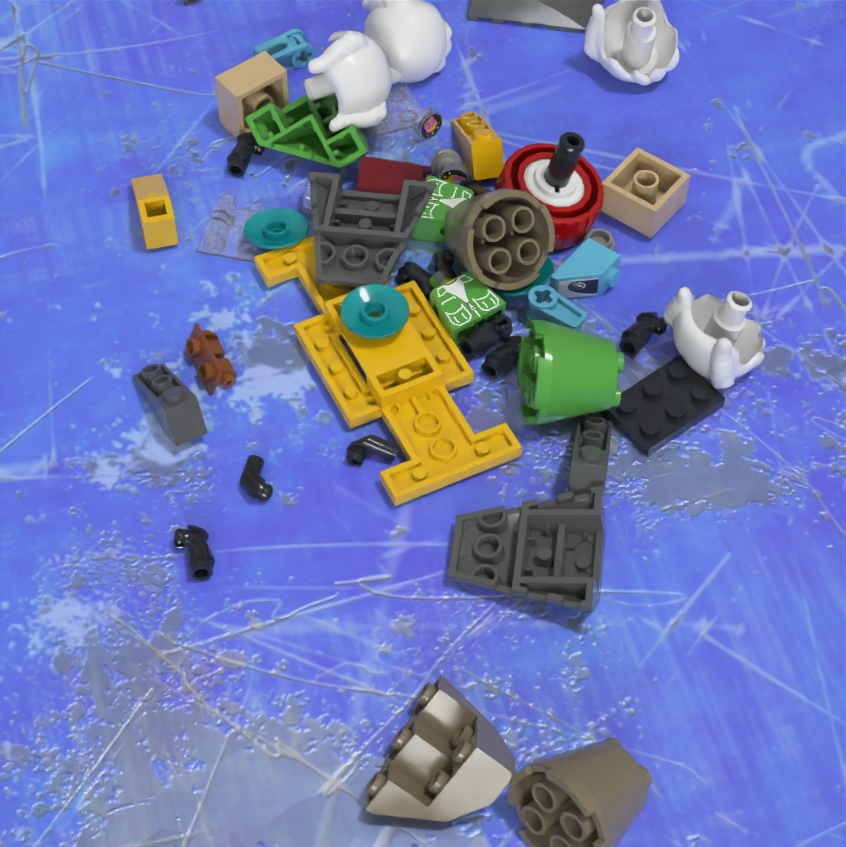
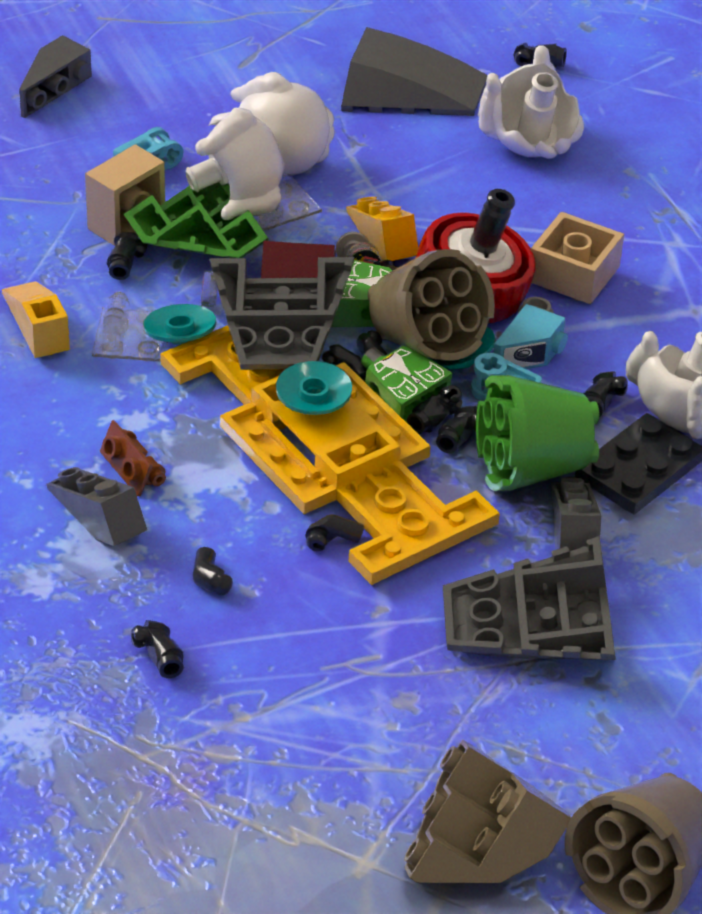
camera: 10 degrees left, 10 degrees down
(427, 123) = (322, 210): tile -> none

